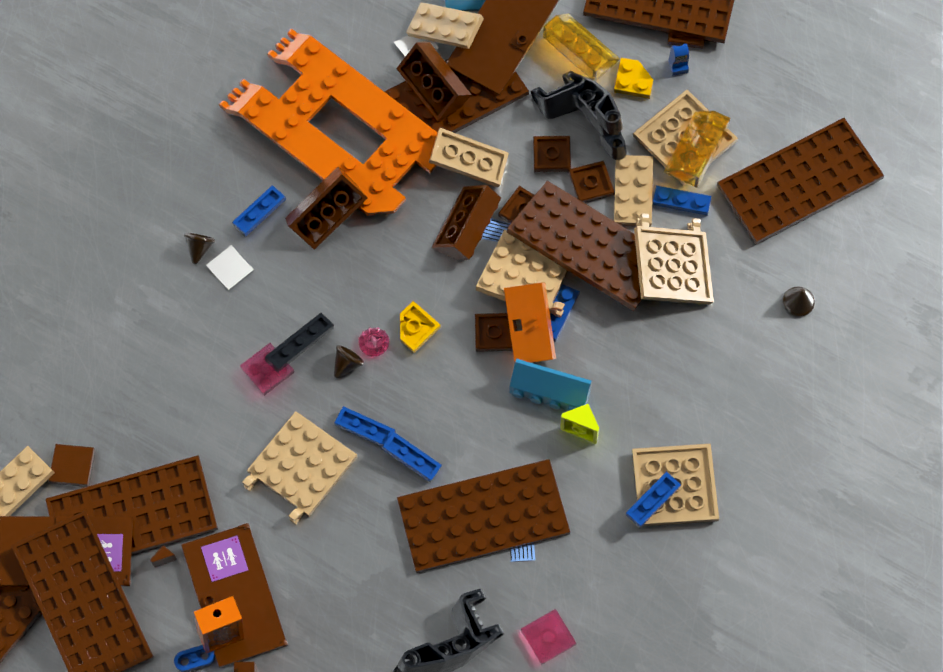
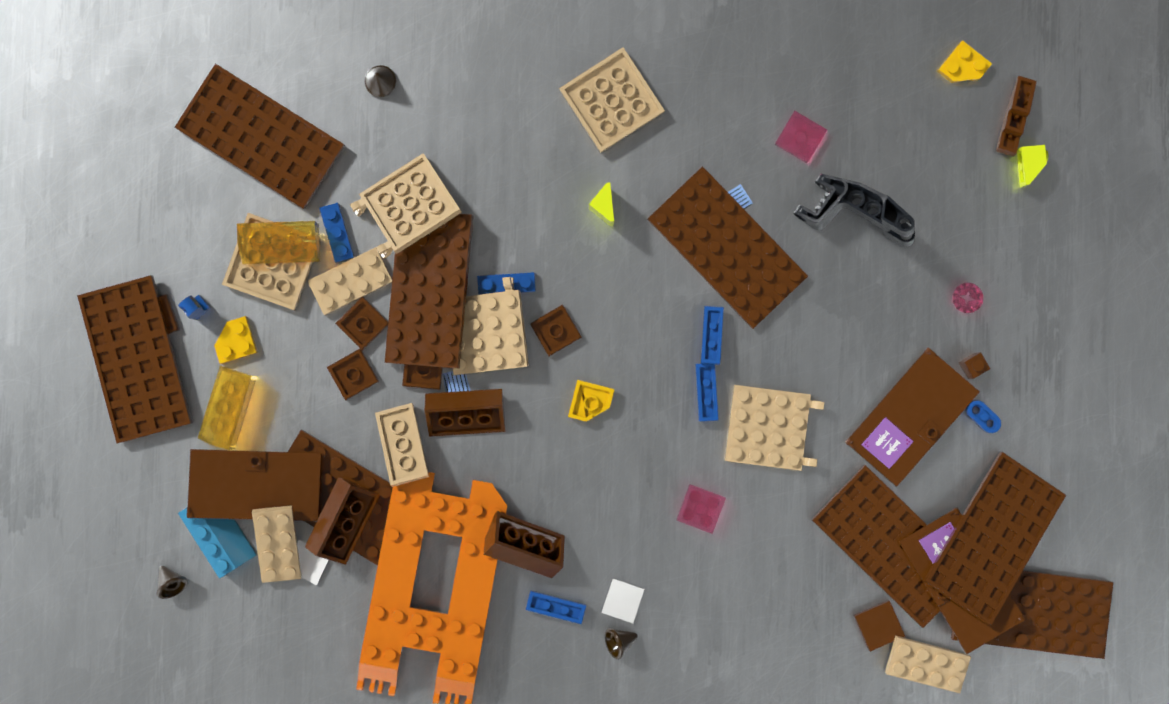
camera: 120 degrees left, 20 degrees up
(162, 557) = (914, 495): reddish brown slope -> none
(219, 624) = (962, 403): orange brick -> none
(299, 342) = (663, 493): black plate -> none
(346, 361) = (655, 442): dark brown hat -> none
(369, 348) = (613, 430): clear pink gear -> none
(530, 322) = (538, 297): orange brick -> none
(548, 386) = (585, 250): dark azure slope -> none
(593, 101) = (282, 382): black piece -> none
(653, 499) = (639, 108): blue plate -> none

